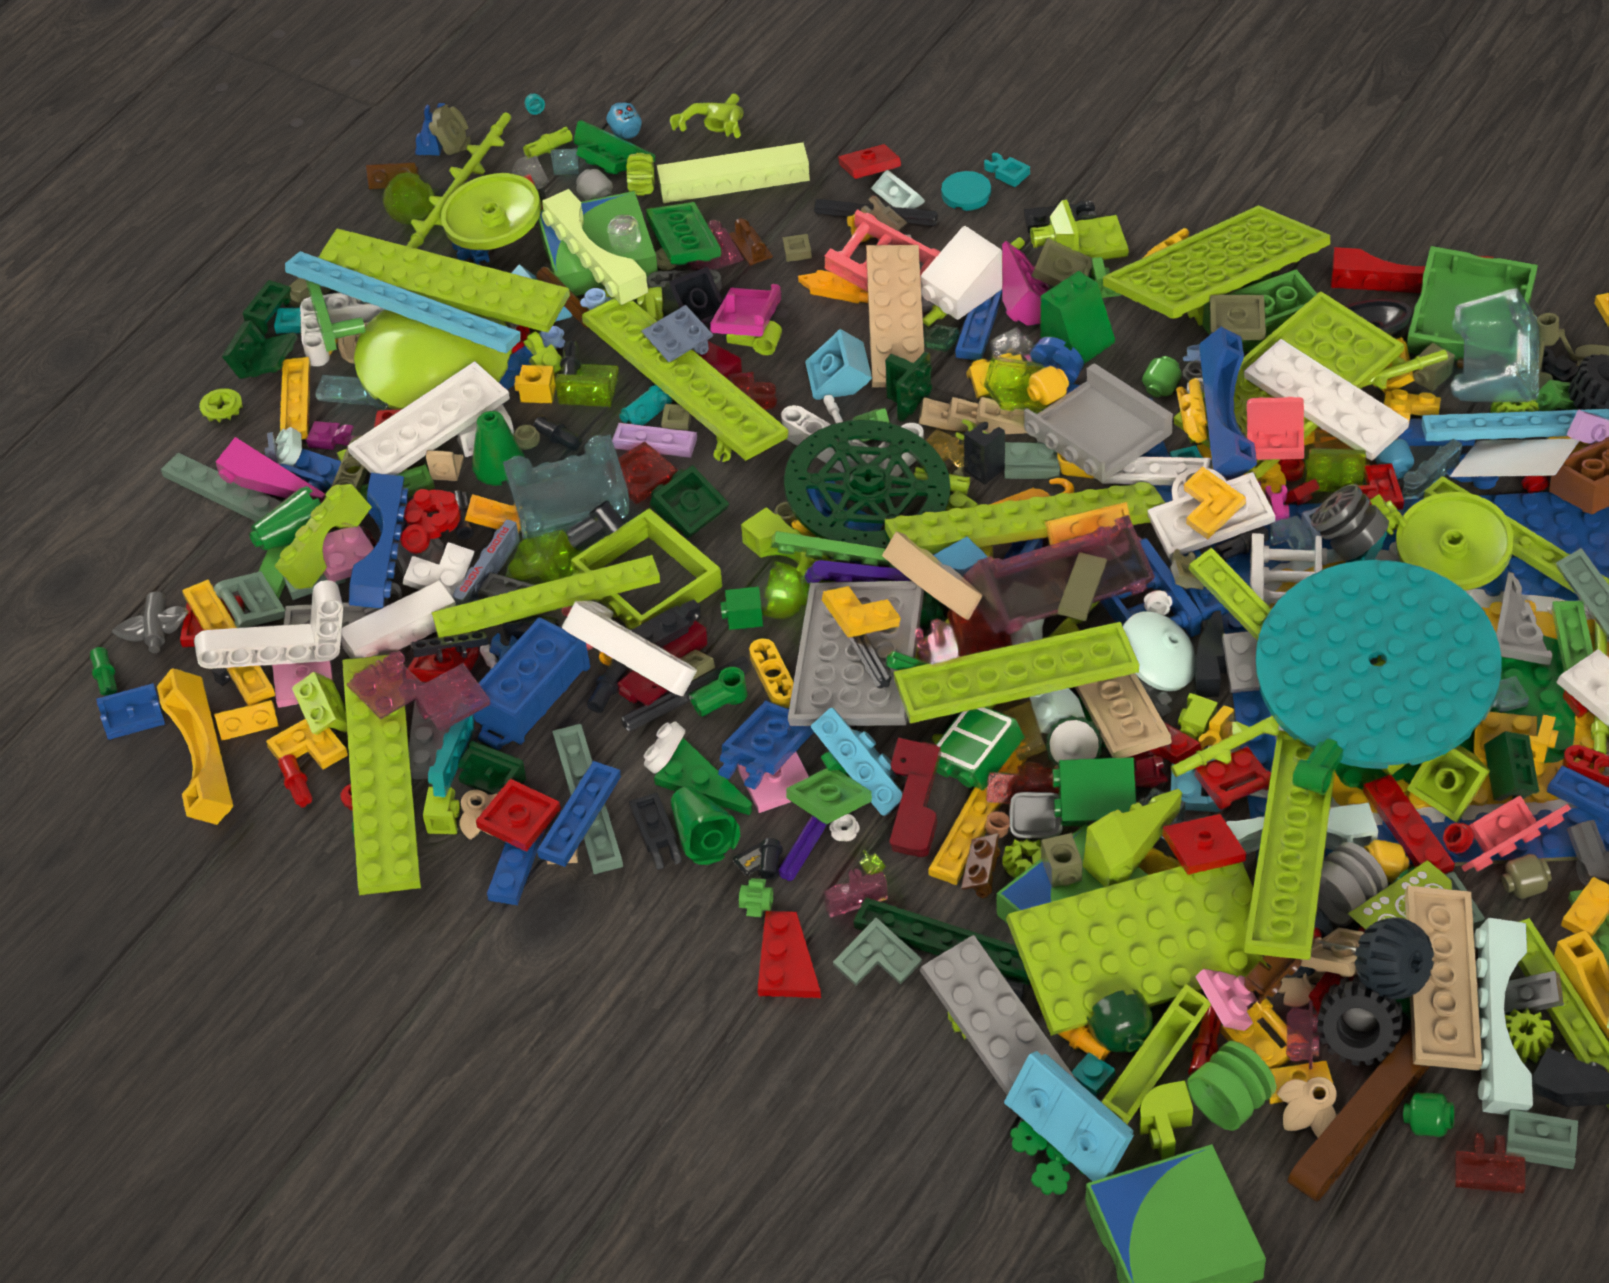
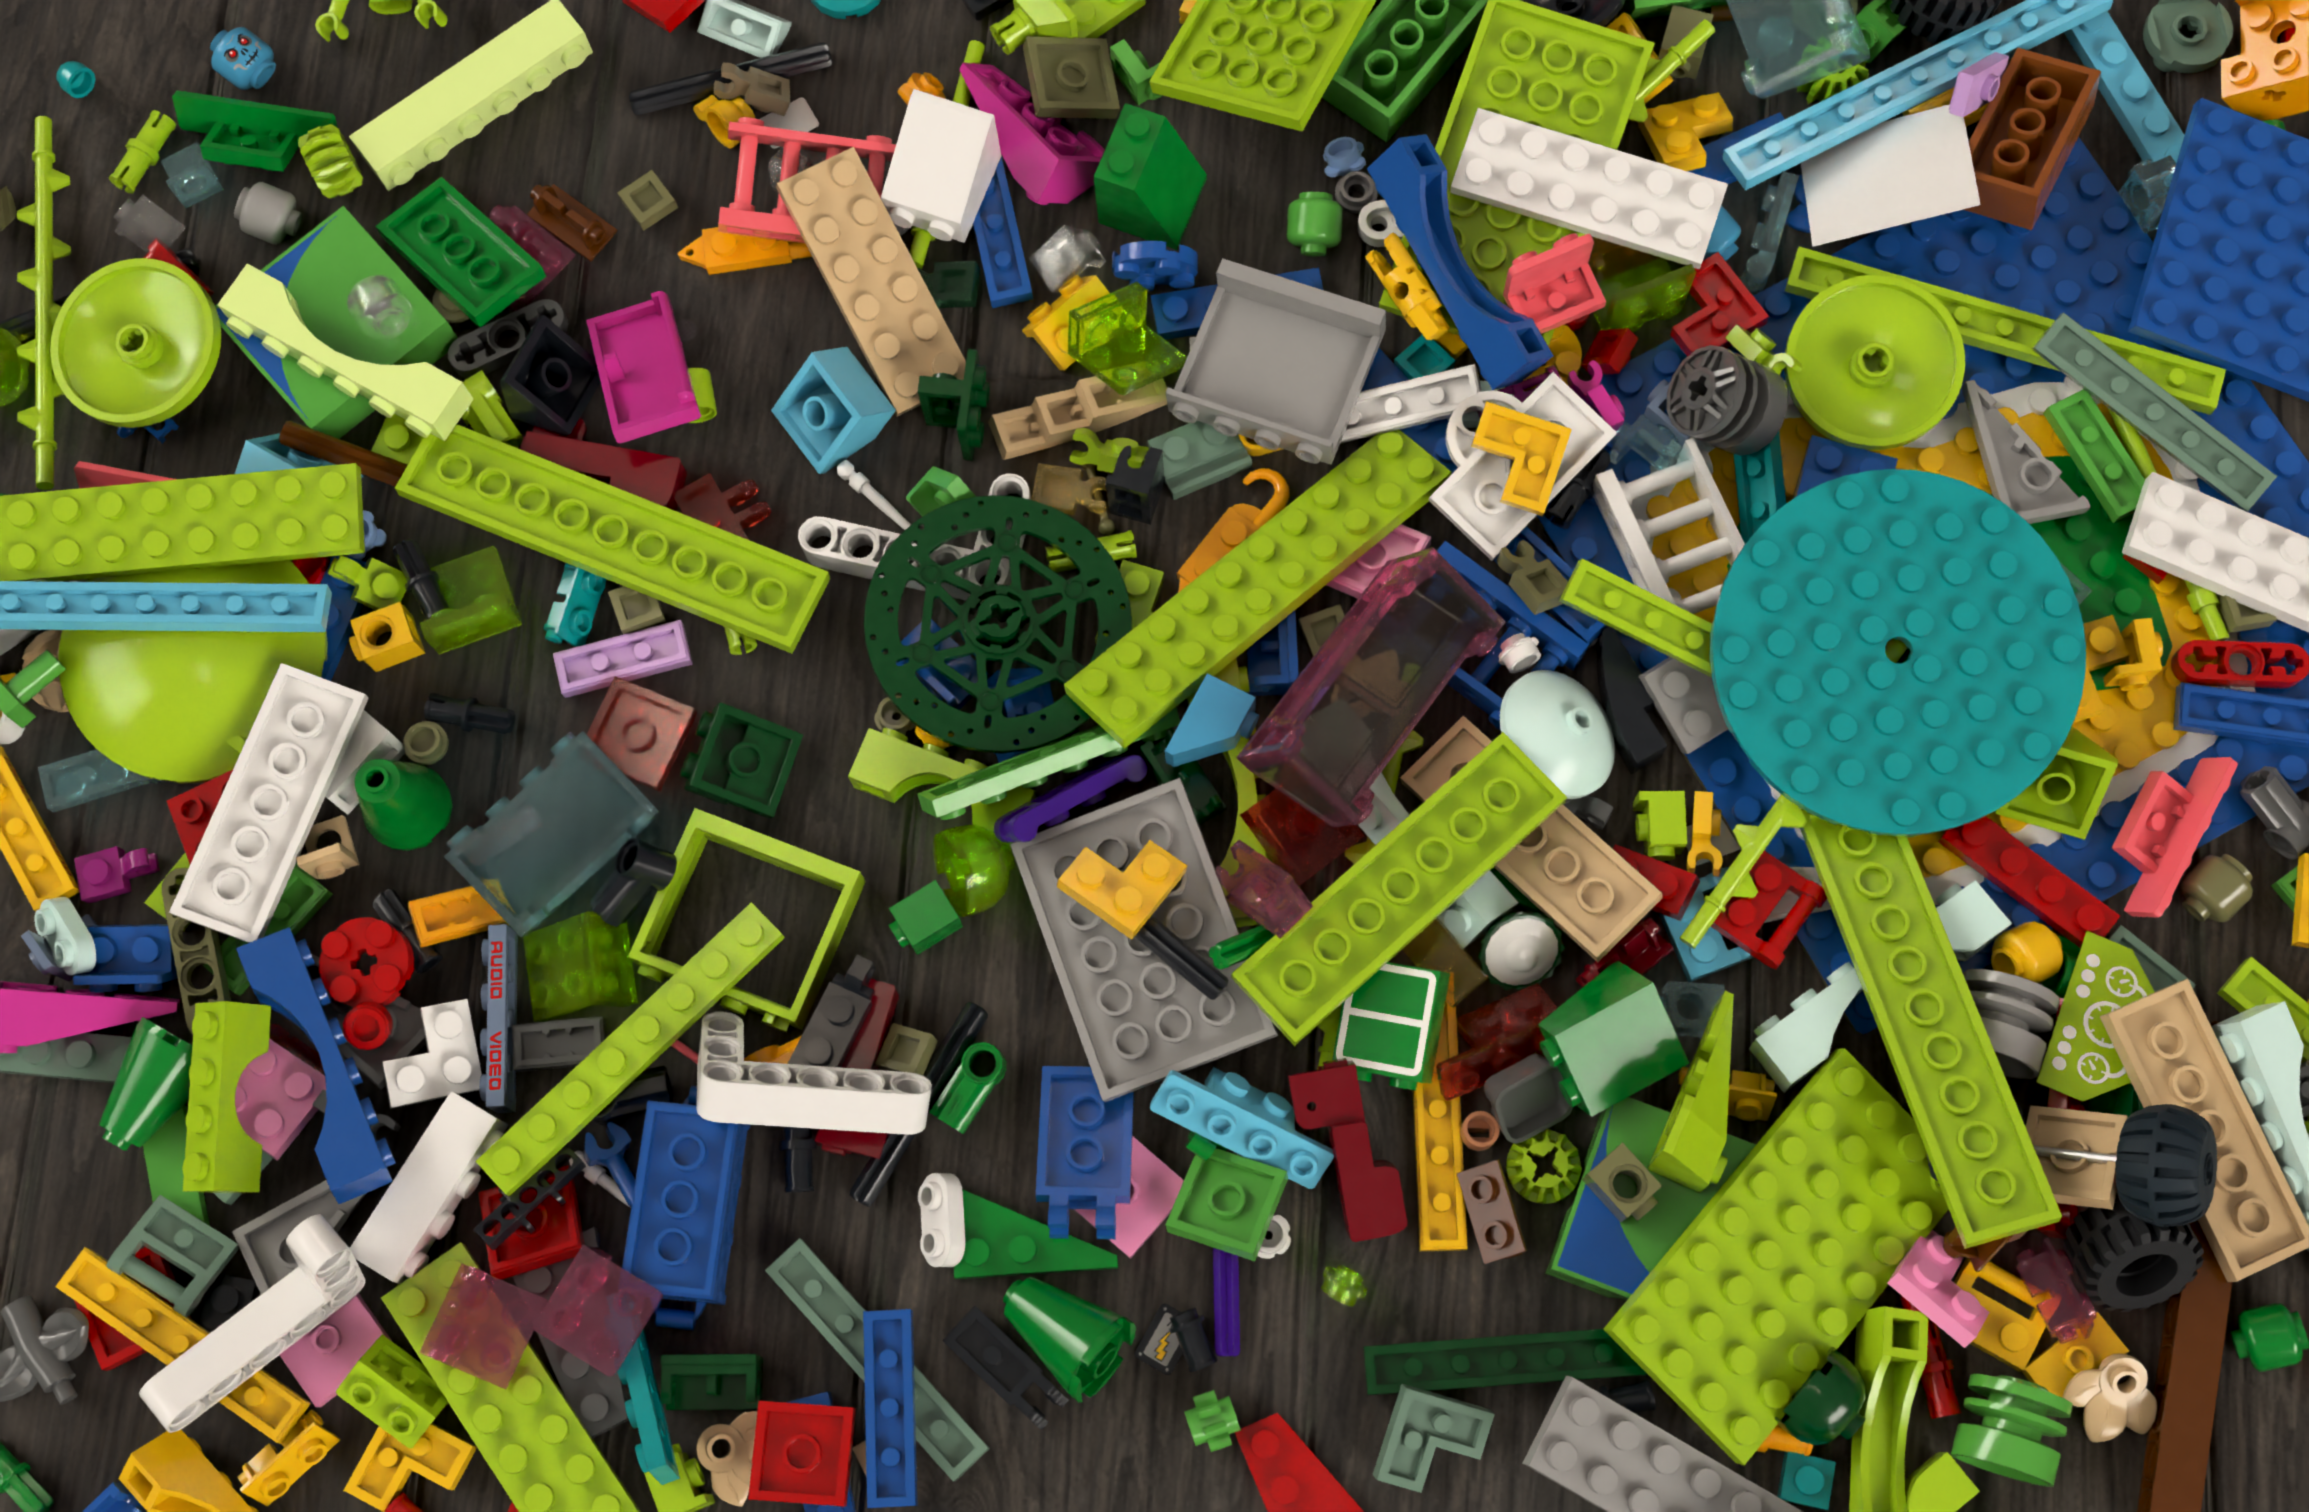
camera: 25 degrees left, 25 degrees up
(594, 298) = (388, 436): light blue plate -> none
(678, 334) = (566, 465): sand blue hinge -> none
(774, 662) = (1008, 978): yellow beam -> none
(851, 895) = (1357, 1328): clear pink plate -> none
(932, 575) = (1202, 777): tan slope -> none
(1047, 385) = (1169, 323): yellow head -> none
(1082, 586) = (1413, 685): olive tile -> none
(1084, 523) = (1357, 558): yellow tile -> none
(1204, 844) = (1803, 1067): red plate -> none
(1239, 314) = (1390, 86): olive plate -> none
(1317, 770) = (1902, 881): green piece -> none
(1458, 837) = (2095, 876): red plate -> none
(1511, 766) = (2128, 725): dark green hinge -> none

